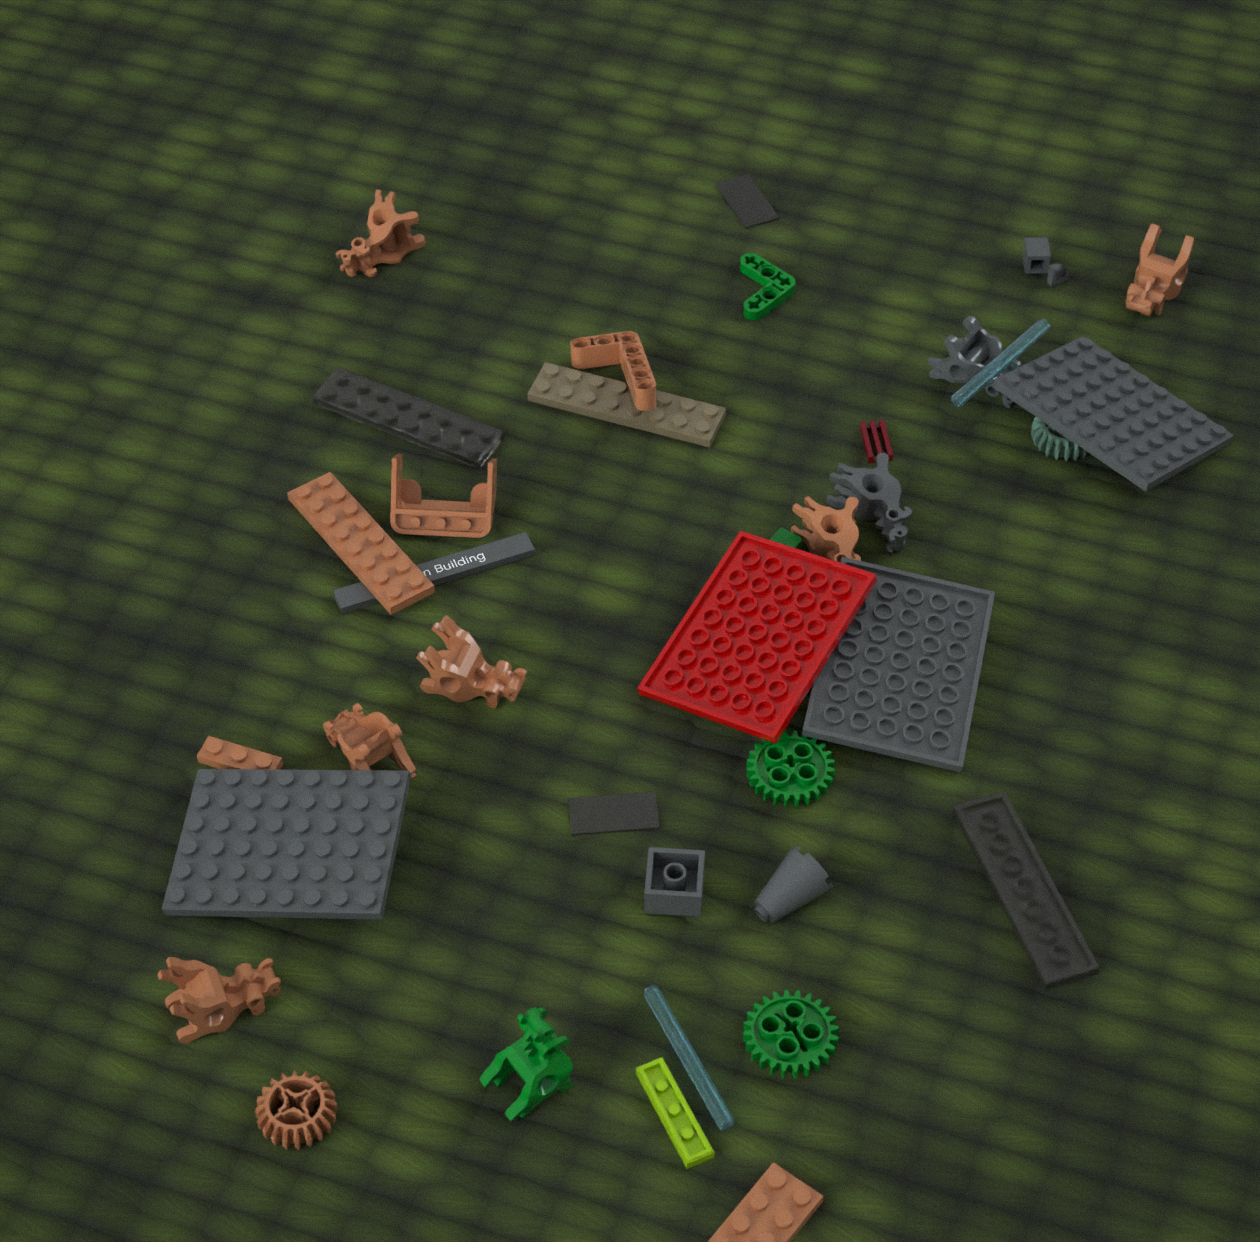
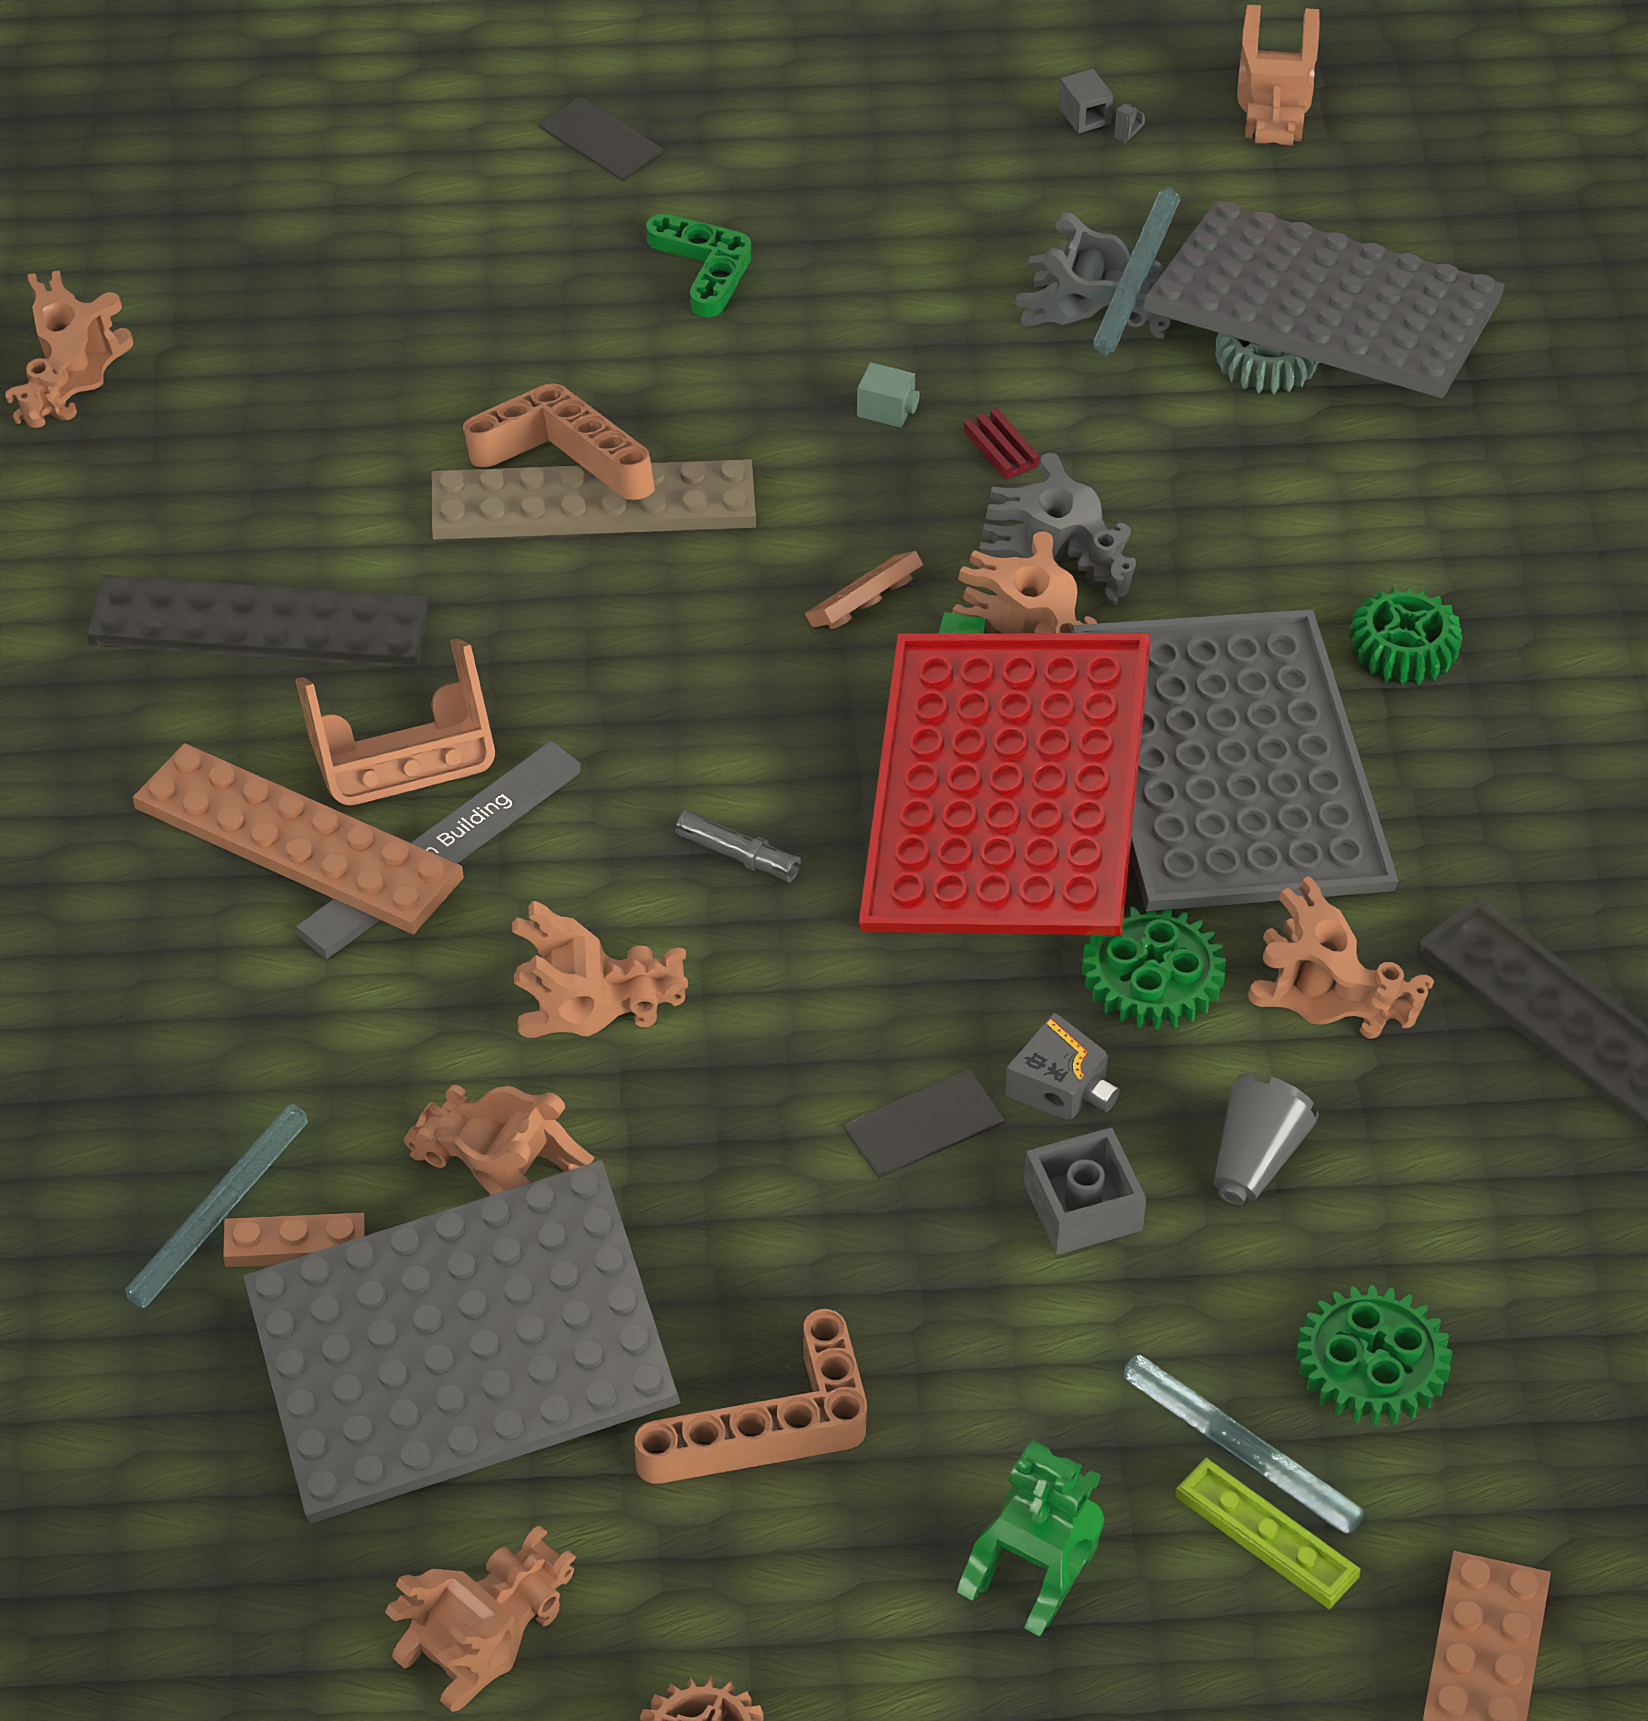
camera: 25 degrees left, 0 degrees up
(209, 727) = (216, 1206): none -> clear light blue axle
(432, 947) = (767, 1419): none -> nougat beam
(601, 630) = (750, 851): none -> dark grey pin
(702, 810) = (1060, 1072): none -> dark grey torso
(747, 502) = (864, 591): none -> nougat plate
(823, 393) = (887, 395): none -> sand green brick
(880, 807) = (1322, 971): none -> nougat animal
(1050, 625) = (1407, 626): none -> green gear

